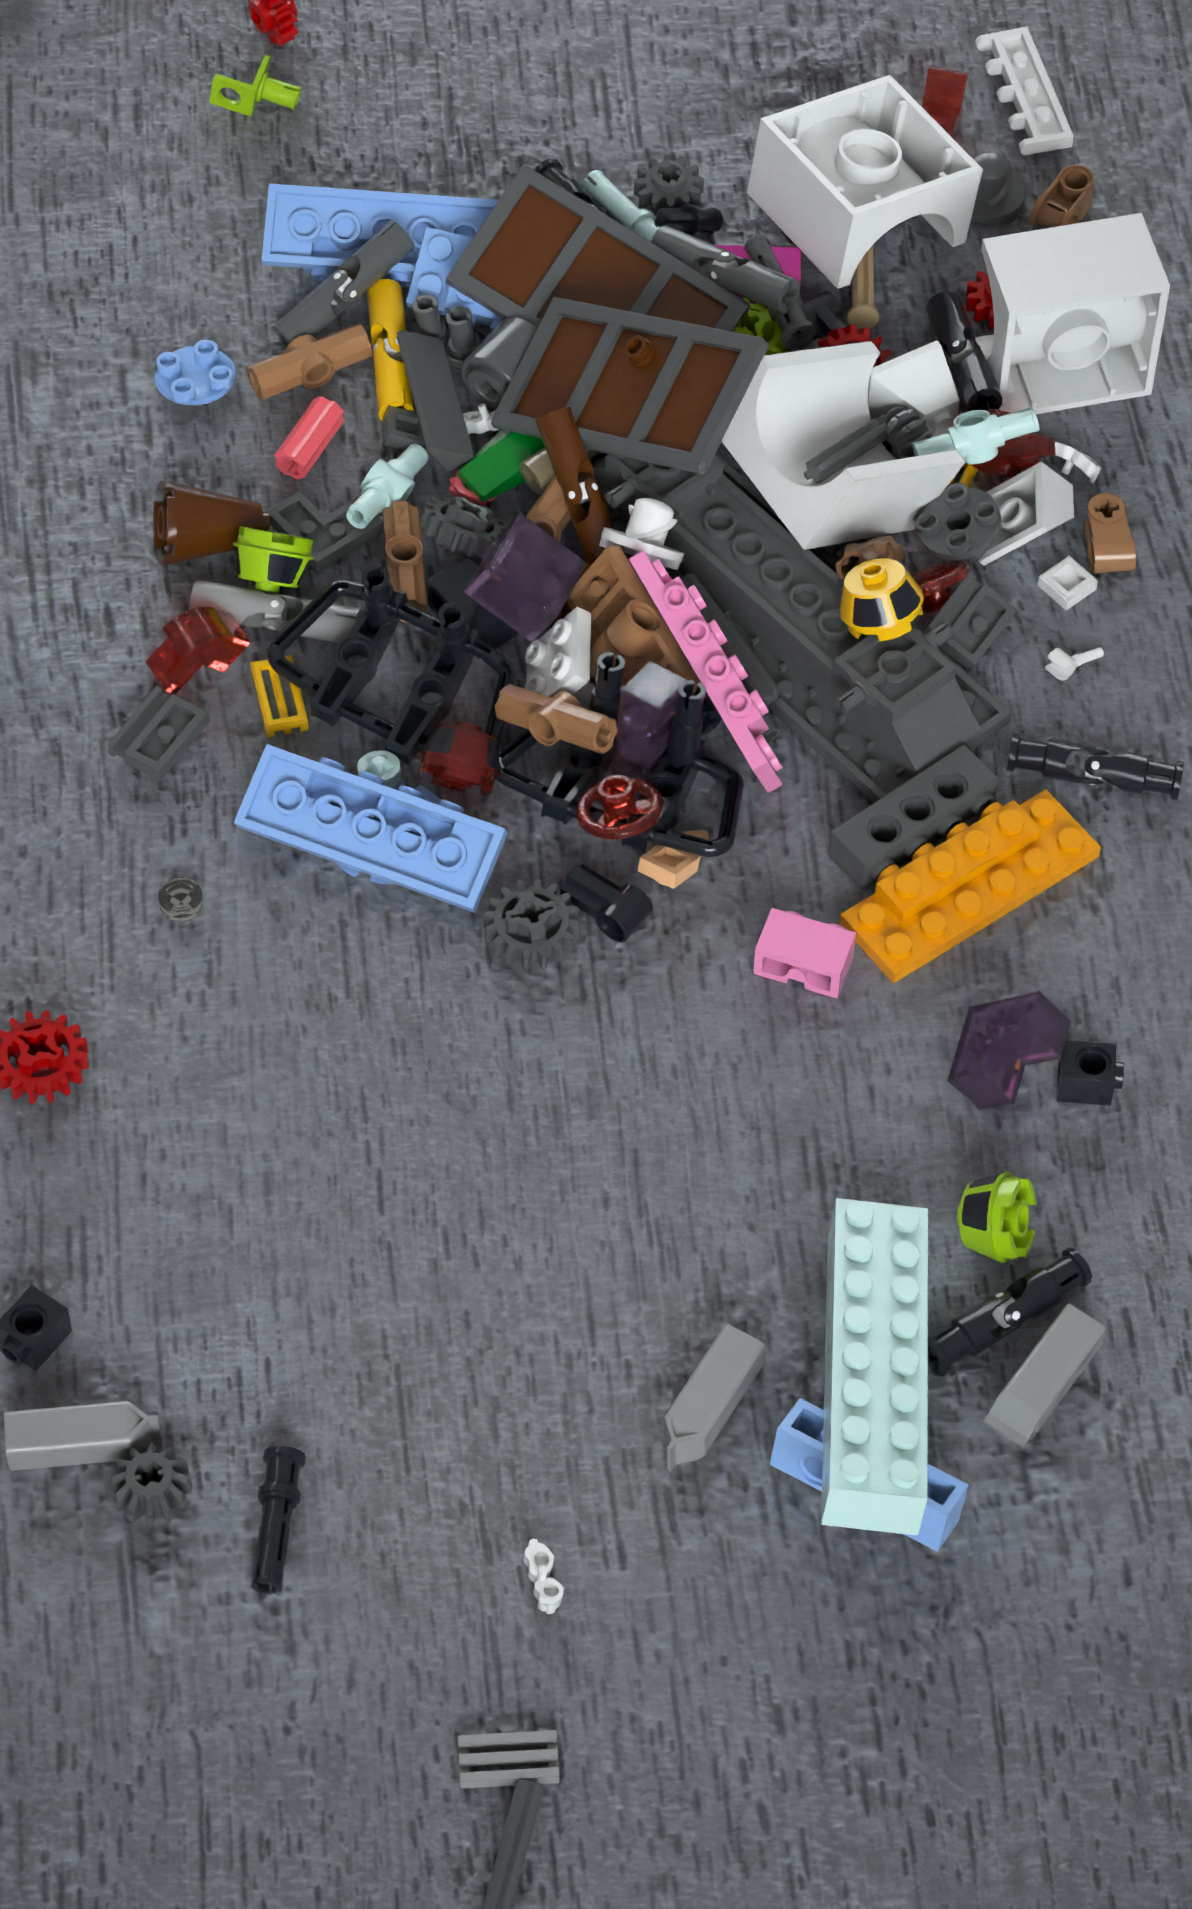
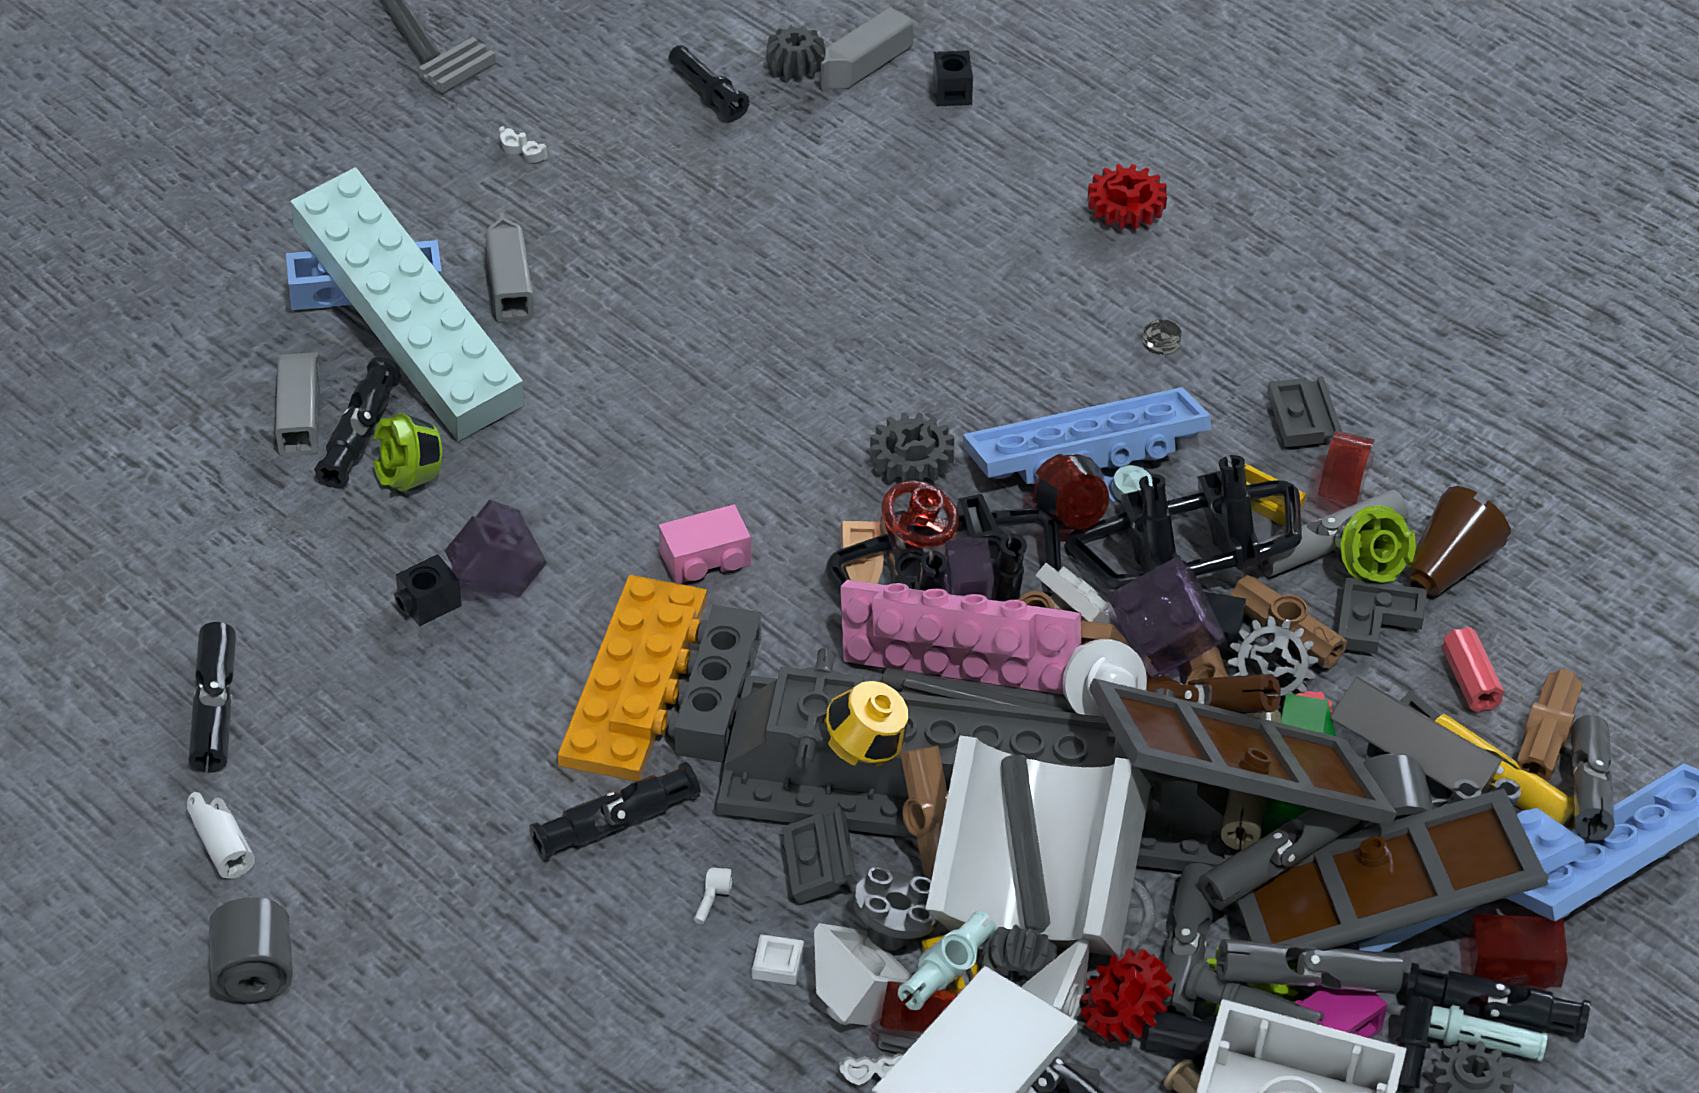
camera: 140 degrees right, 10 degrees down
(195, 374) = (1617, 663): light blue dish -> none
(386, 484) = (1362, 650): light aqua pin -> none
(556, 718) = (1042, 549): medium nougat piece -> none
(615, 908) = (863, 494): black piece -> none
(936, 583) = (875, 855): clear red piece -> none
(1108, 535) = (775, 1008): medium nougat piece -> none

